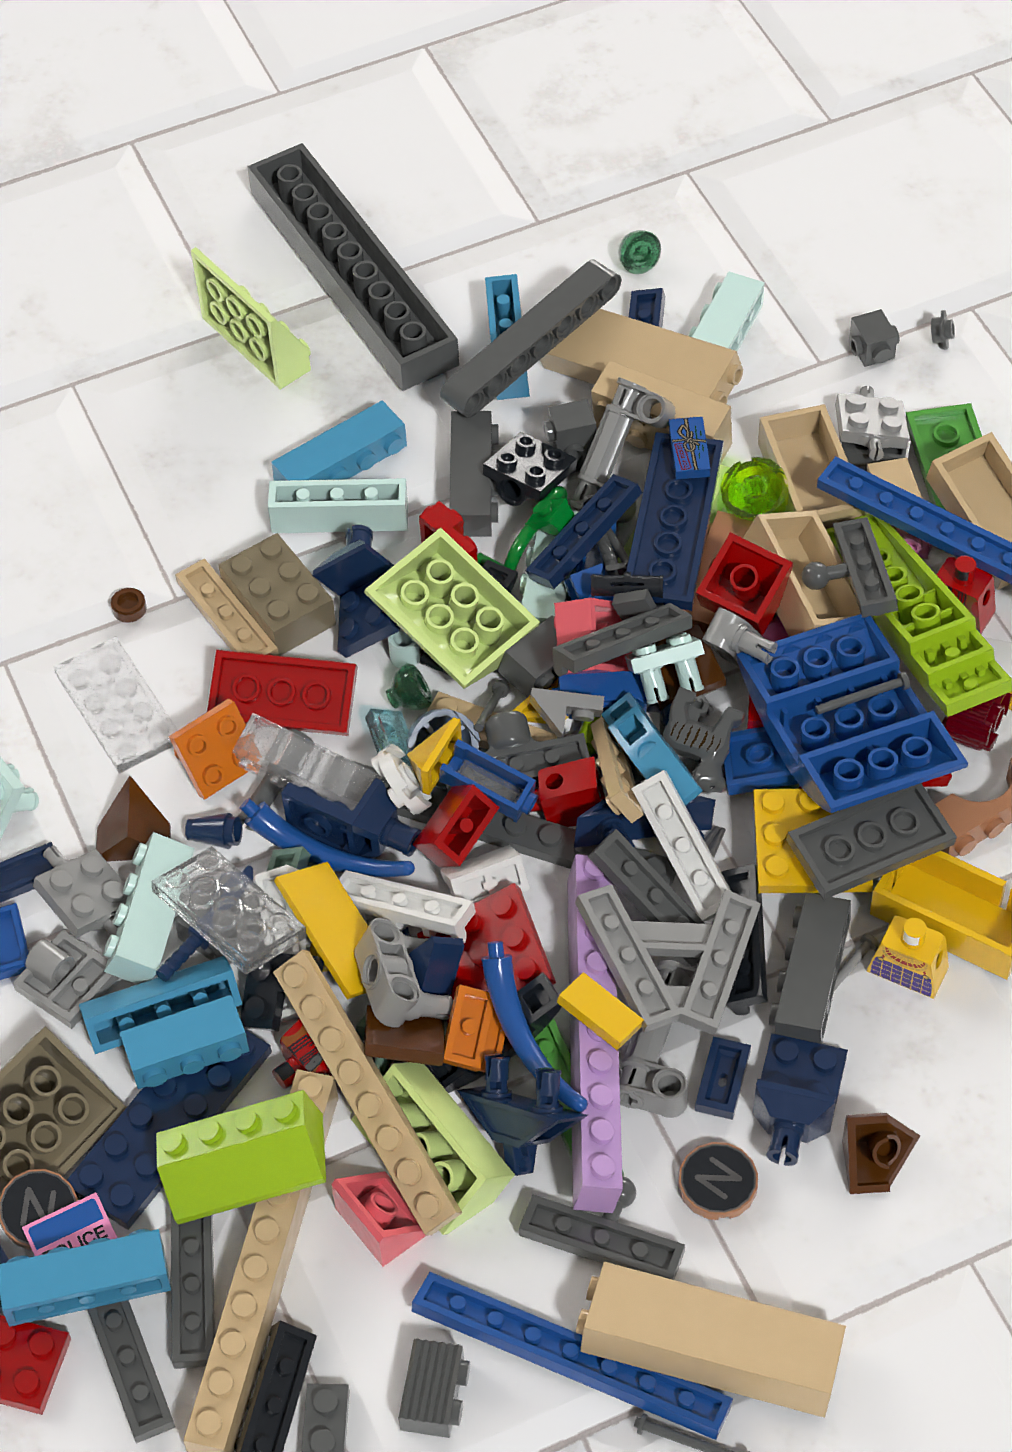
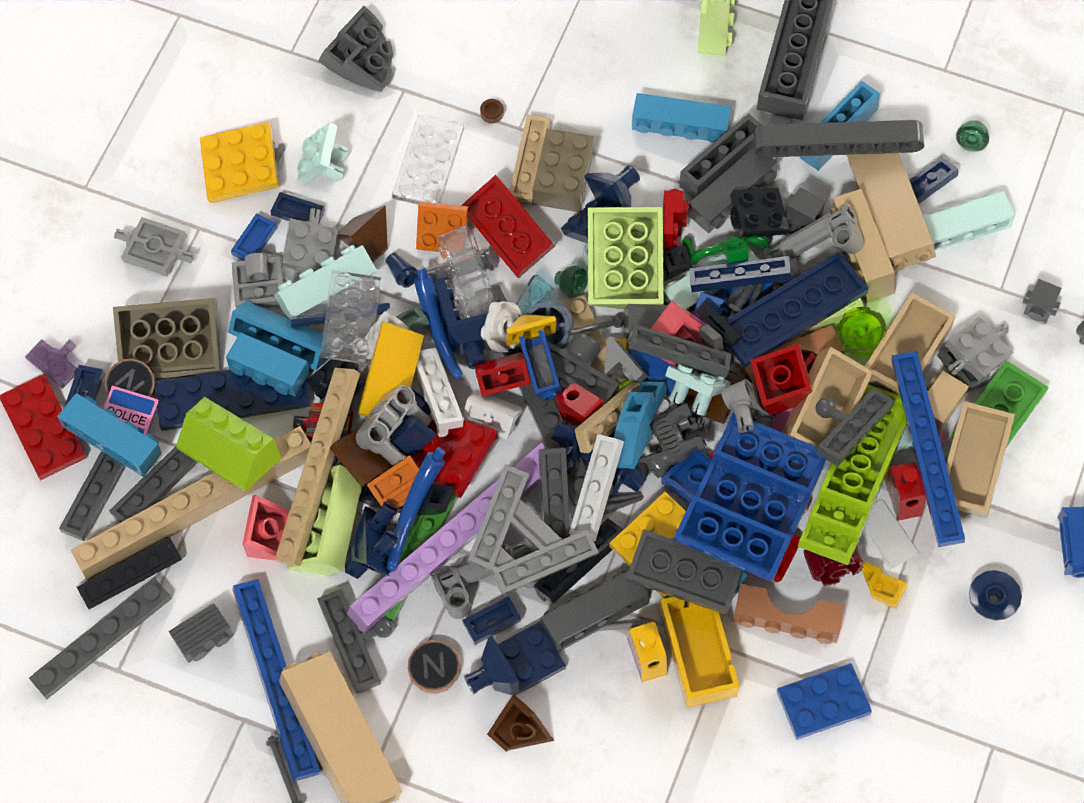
camera: 45 degrees right, 10 degrees up
(337, 505) = (643, 146): light aqua brick -> none
(426, 450) = (719, 157): none -> dark grey brick
(600, 1011) = (454, 531): yellow tile -> none
(689, 448) = (842, 276): blue tile -> none
(901, 681) = (798, 505): dark grey piece -> none

